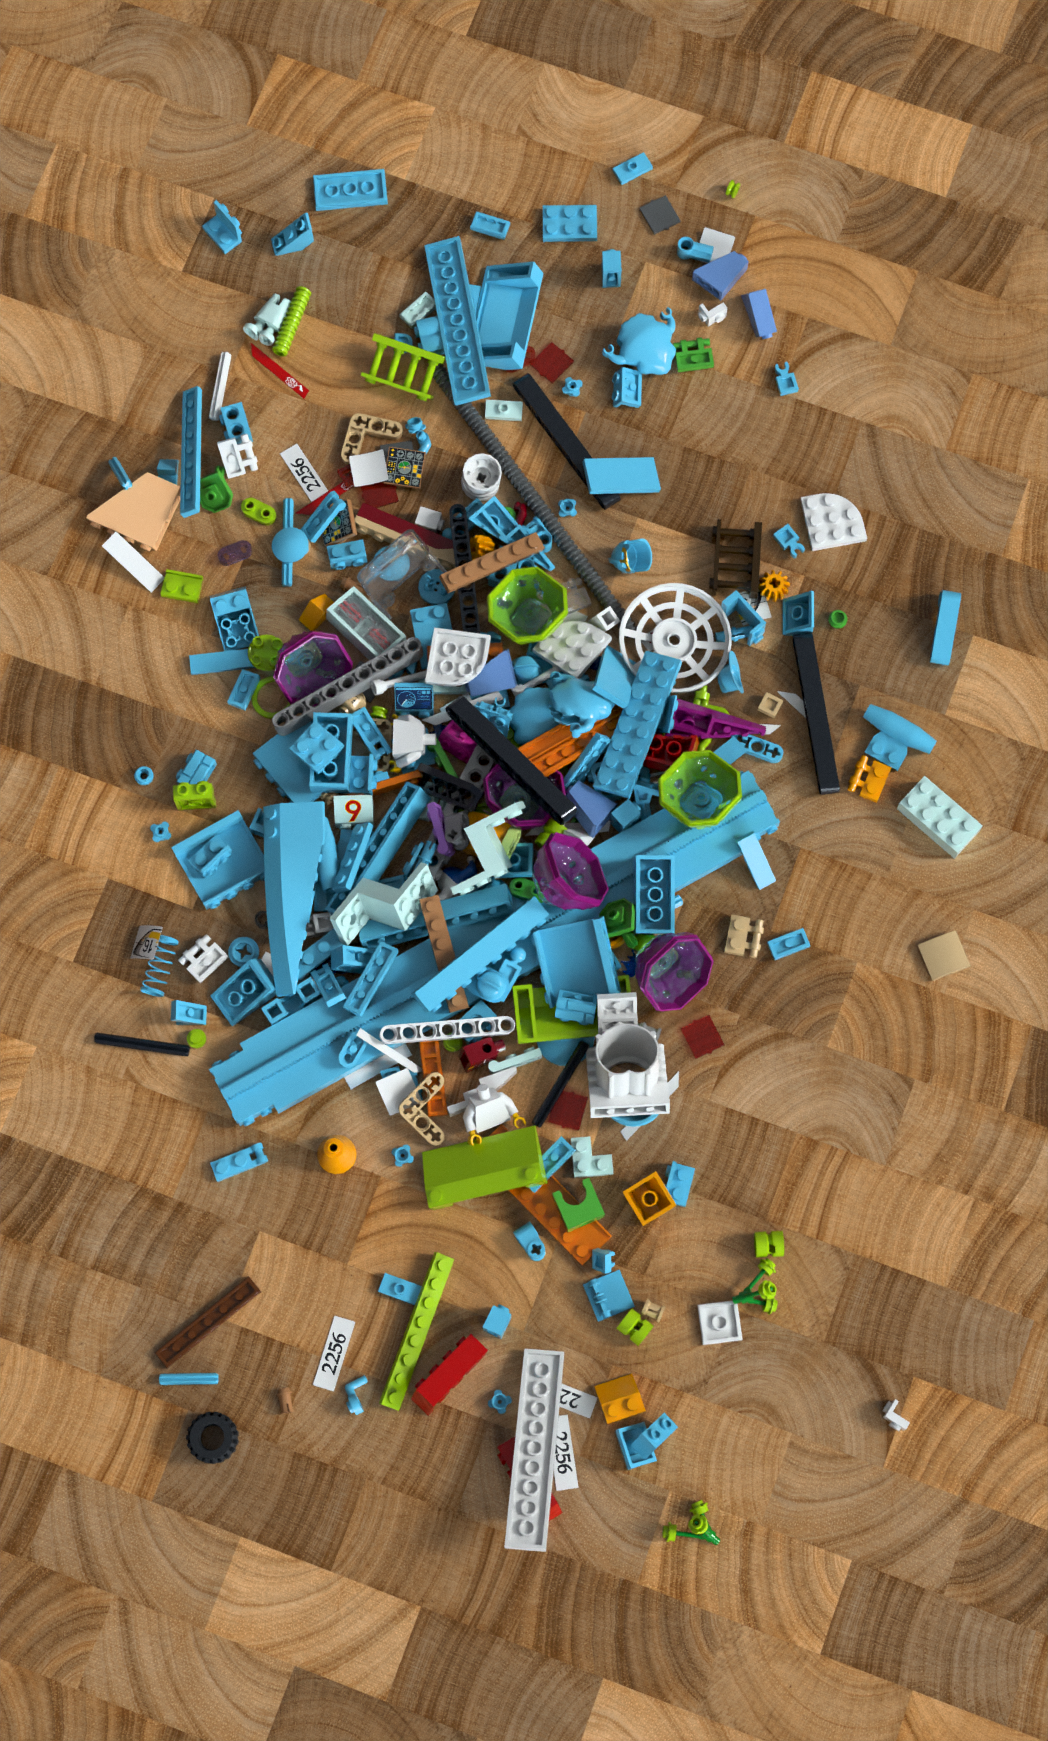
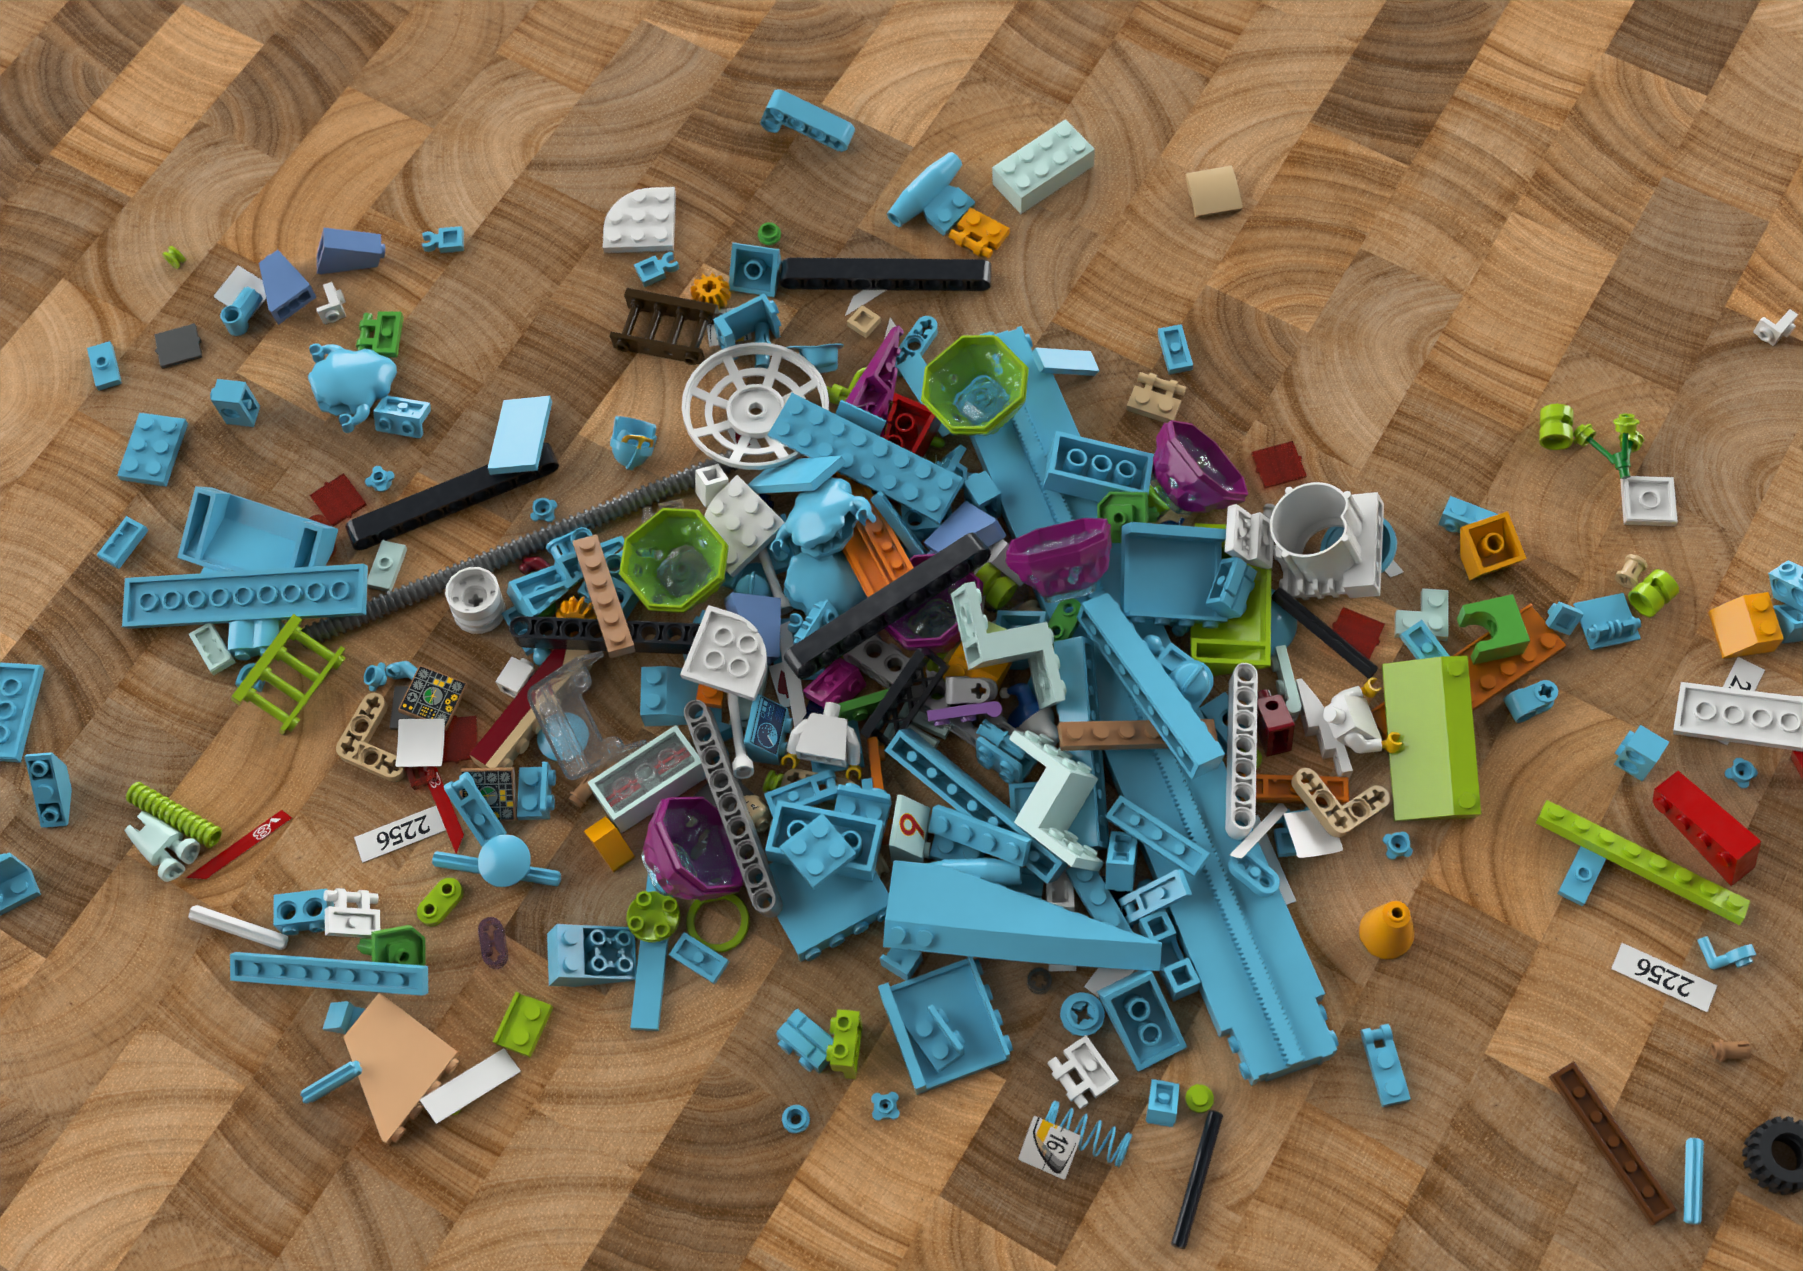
camera: 75 degrees left, 10 degrees down
(427, 586) = (617, 674): medium azure plate -> none

